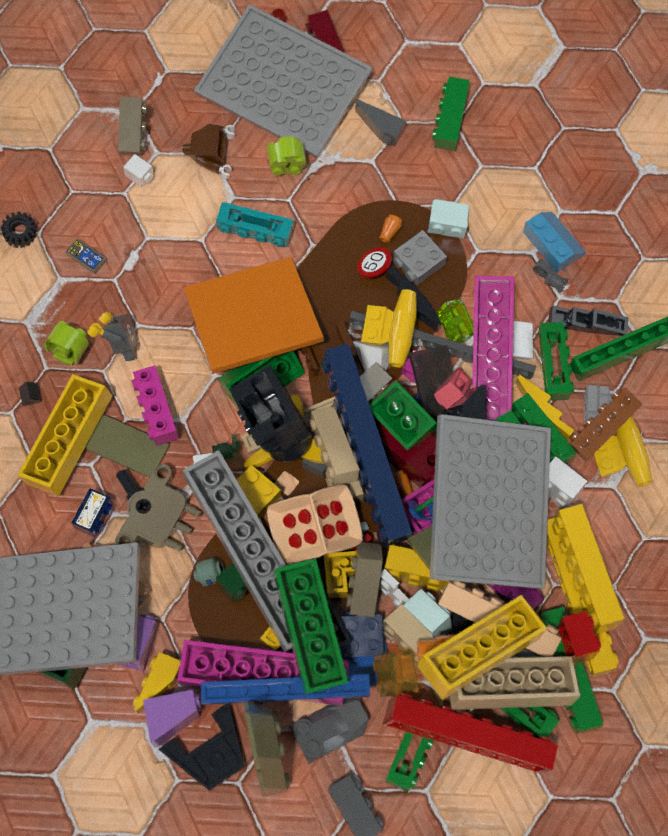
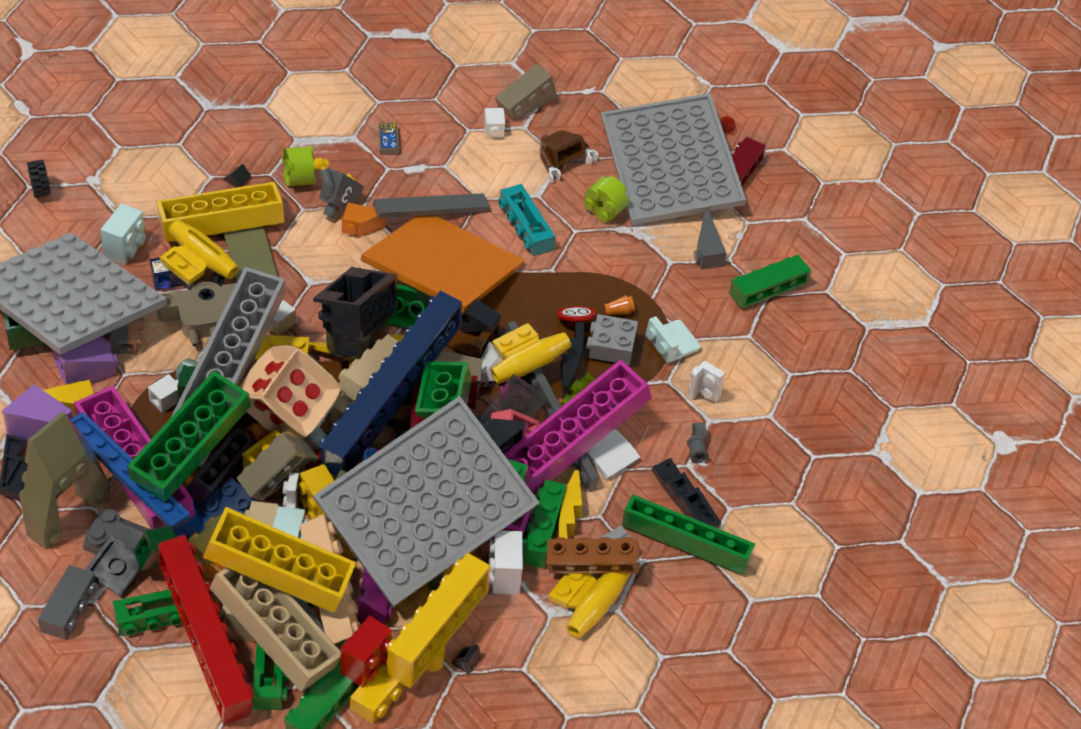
camera: 45 degrees right, 20 degrees down
(14, 220) = (367, 93): black tyre -> none
(27, 522) = (123, 234): none -> light aqua brick
(101, 486) = (196, 254): none -> yellow plate
(155, 339) = (361, 220): none -> orange slope
(155, 405) = (302, 251): dark pink brick -> none
(187, 280) = (430, 205): none -> dark grey tile
(212, 603) = (164, 393): none -> white brick
(228, 451) = (308, 321): clear green bracket -> none
(333, 332) = (479, 318): none -> black slope
(349, 753) = (115, 566): none -> black tile
(372, 718) = (147, 547): none -> dark green brick
(510, 228) = (706, 381): none -> white bracket
(553, 240) = (735, 424): dark azure slope -> none
(555, 333) = (644, 480): green brick -> none
(612, 568) = (467, 658): none -> black slope

